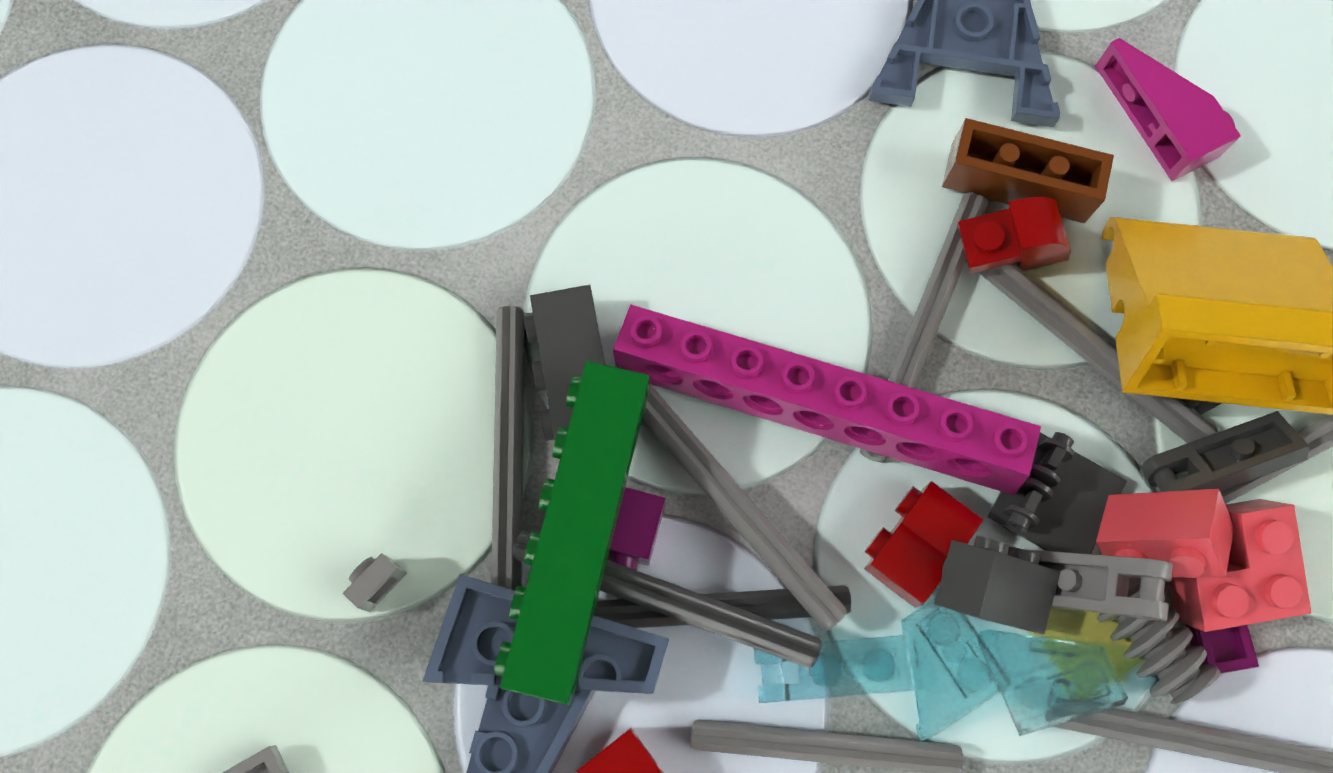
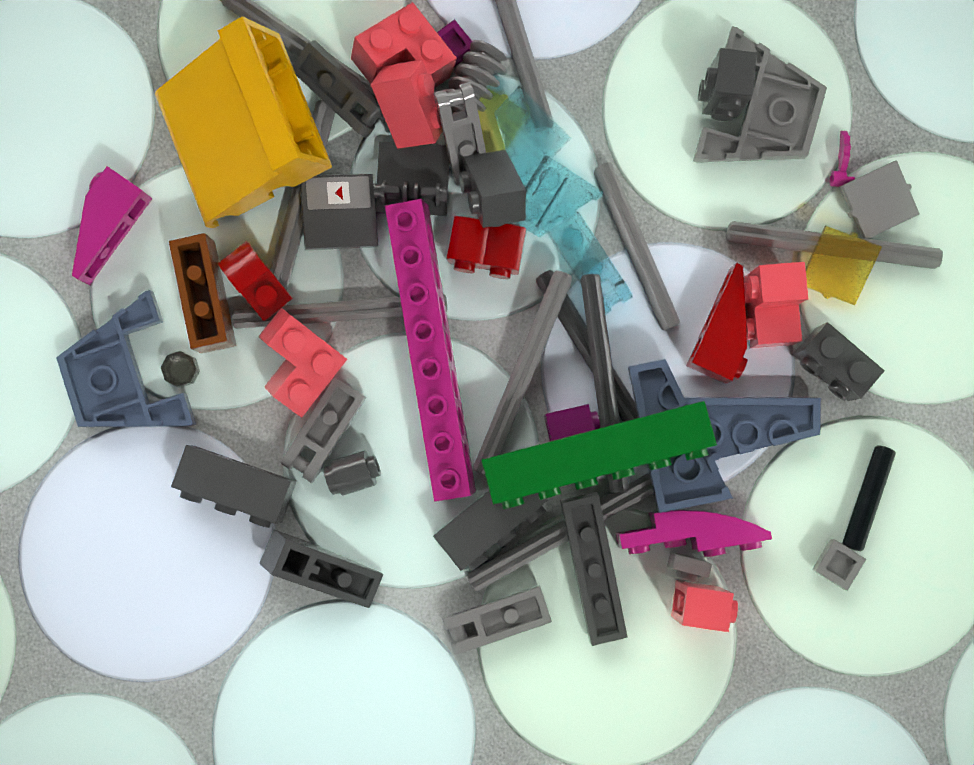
camera: 115 degrees left, 10 degrees up
(310, 566) = (703, 606): none -> coral brick
(404, 633) = (706, 530): none -> dark pink slope
(442, 458) = (594, 568): none -> dark grey plate
(448, 318) = (498, 619): none -> light grey plate
(624, 146) = (320, 569): none -> dark grey slope
(717, 237) = (352, 473): none -> dark grey brick
(775, 102) = (233, 486): none -> dark grey brick
(789, 234) = (324, 429): none -> light grey plate
(883, 249) = (308, 362): none -> coral brick
(944, 112) = (180, 369): none -> clear smoke tile
(1056, 380) = (339, 212): none -> dark grey tile

